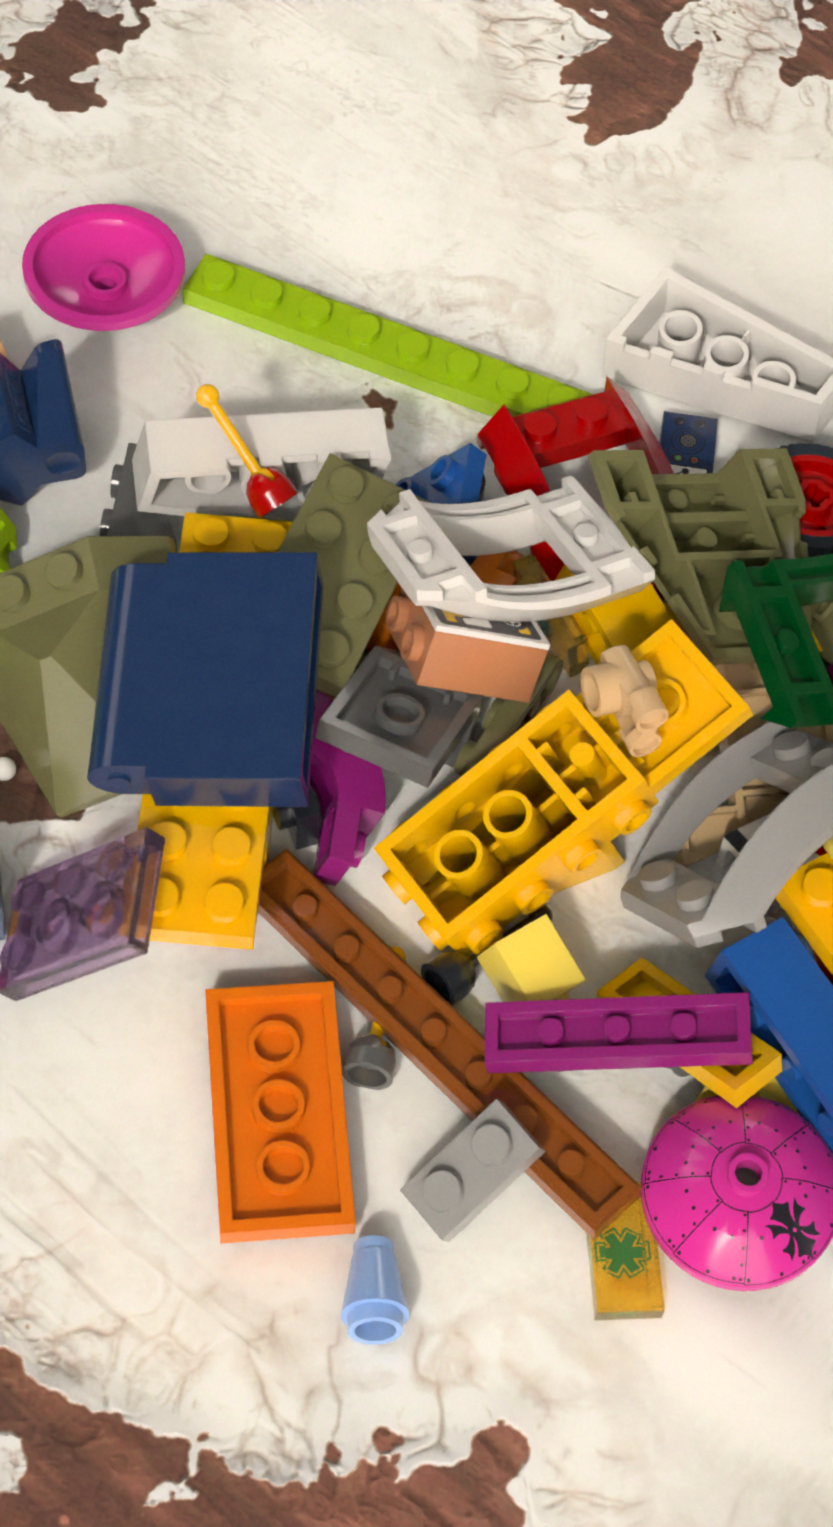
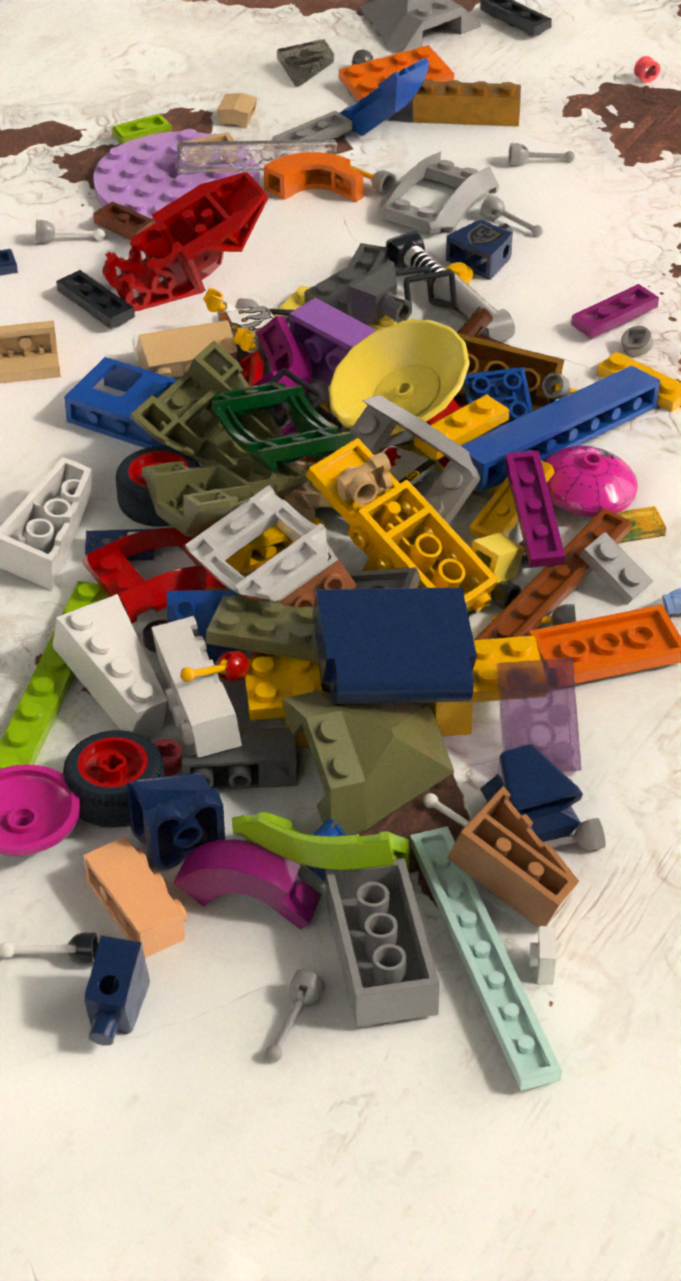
camera: 95 degrees left, 15 degrees down
(139, 370) = (100, 772): none -> wheel
(403, 367) = (112, 664): none -> white wedge

